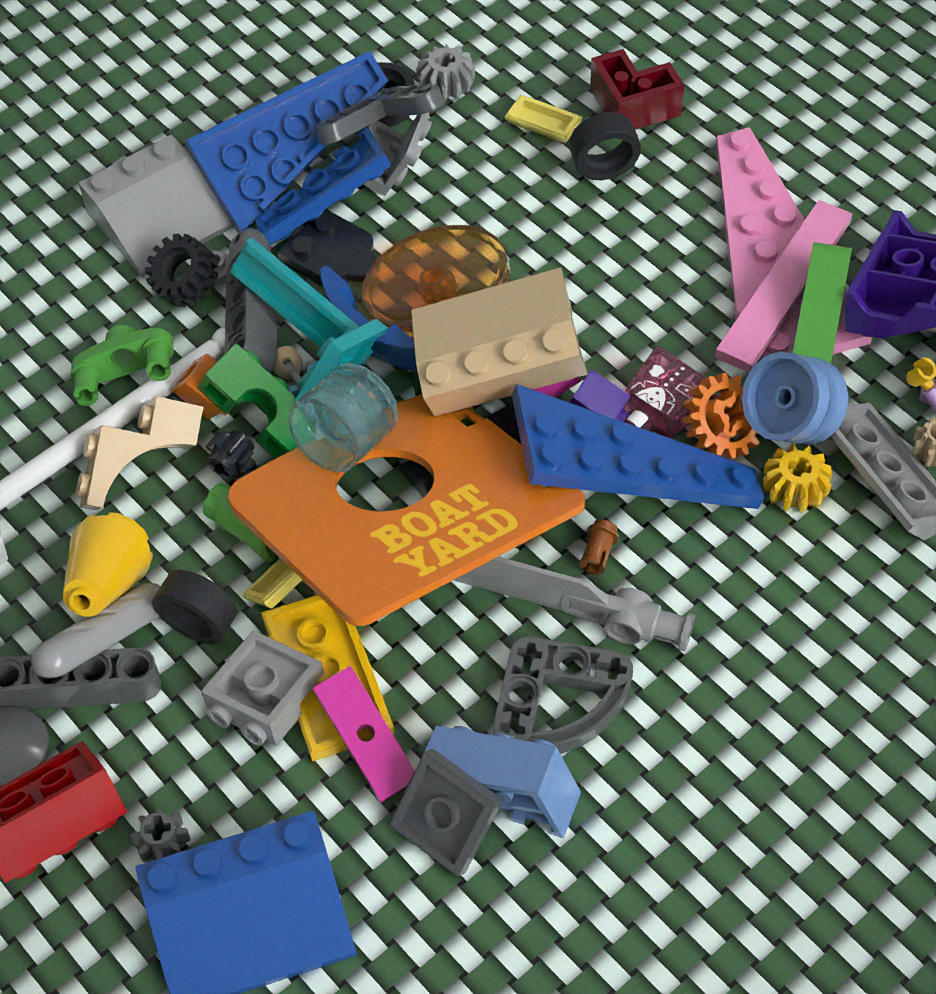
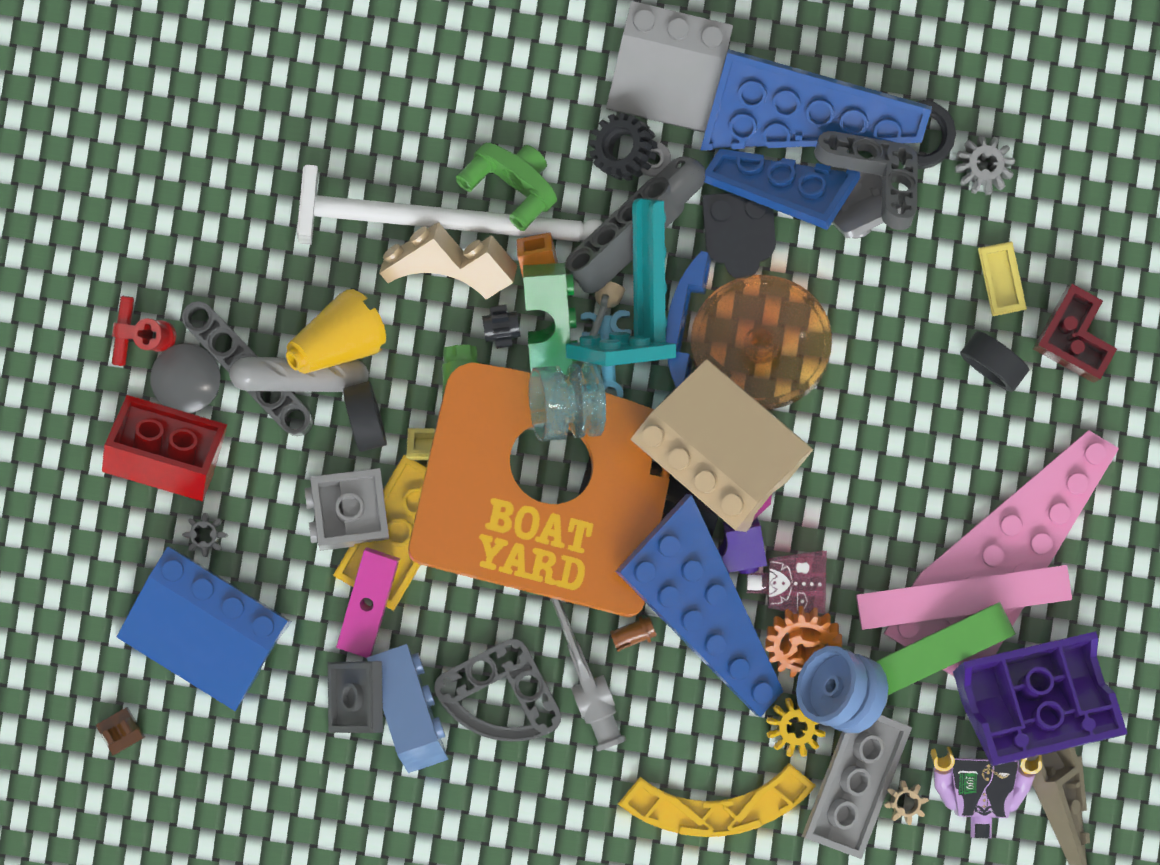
camera: 50 degrees right, 30 degrees up
(827, 606) = (718, 816): none -> yellow tile

